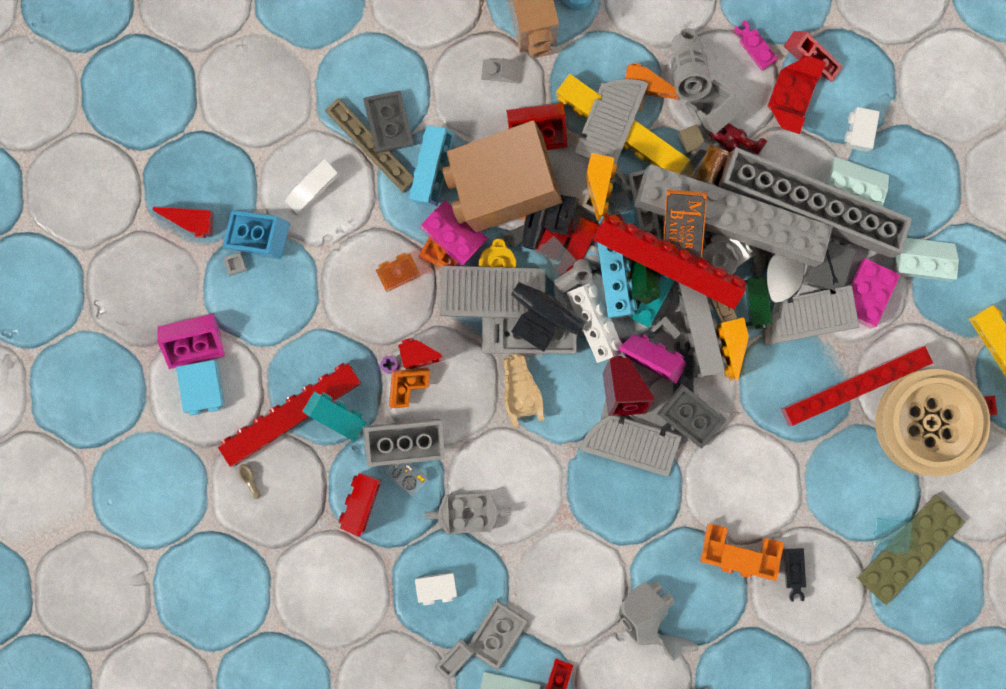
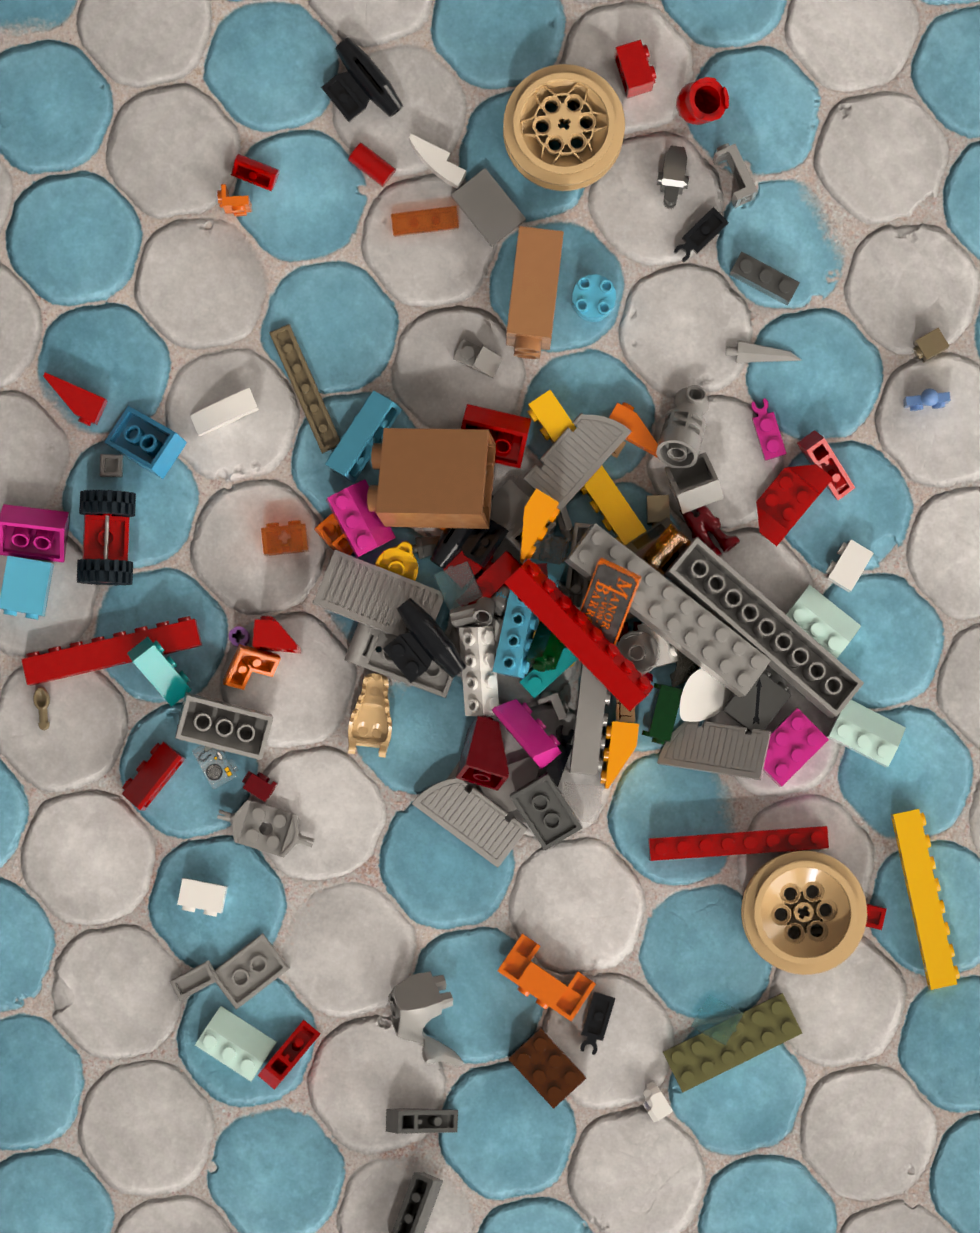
camera: 20 degrees right, 0 degrees up
(251, 322) = (106, 537): none -> plate
(259, 15) = (234, 204): none -> orange bracket
(388, 122) = (333, 370): dark grey plate -> none
(449, 480) = (259, 785): none -> dark red brick
(769, 626) = (547, 1067): none -> reddish brown brick
(868, 622) = (655, 1102): none -> white rock

